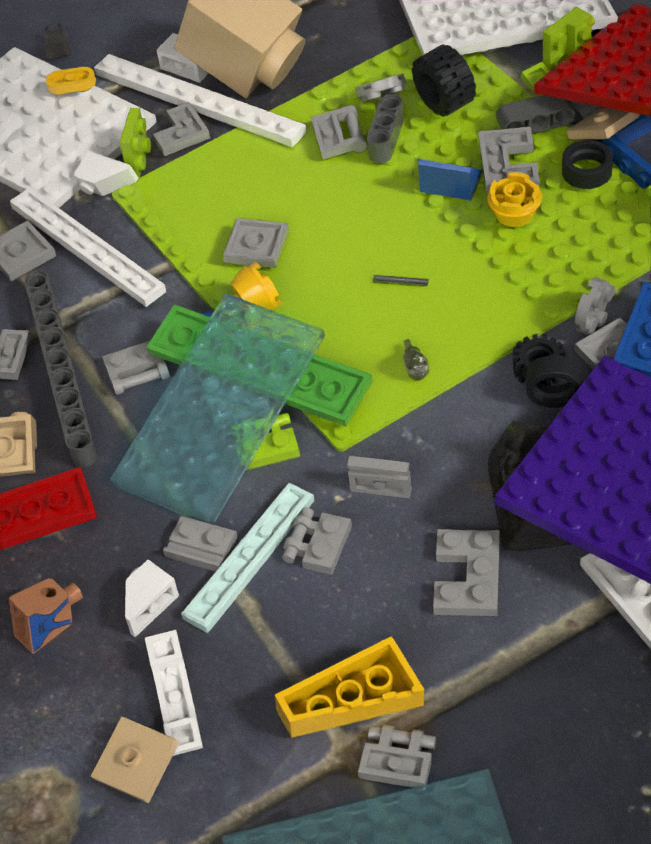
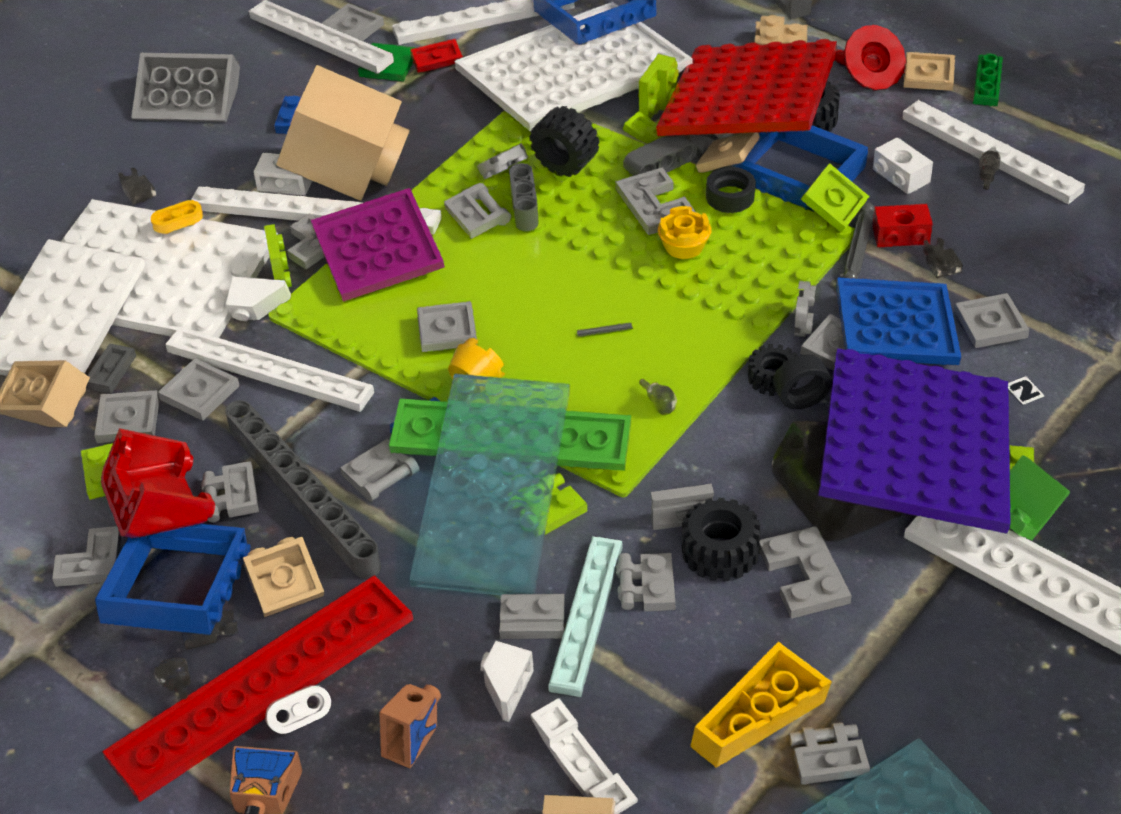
camera: 25 degrees left, 5 degrees down
(229, 146) = (377, 244): none -> magenta plate
(395, 499) = (717, 557): none -> black tyre
(448, 179) = (608, 228): blue slope -> none

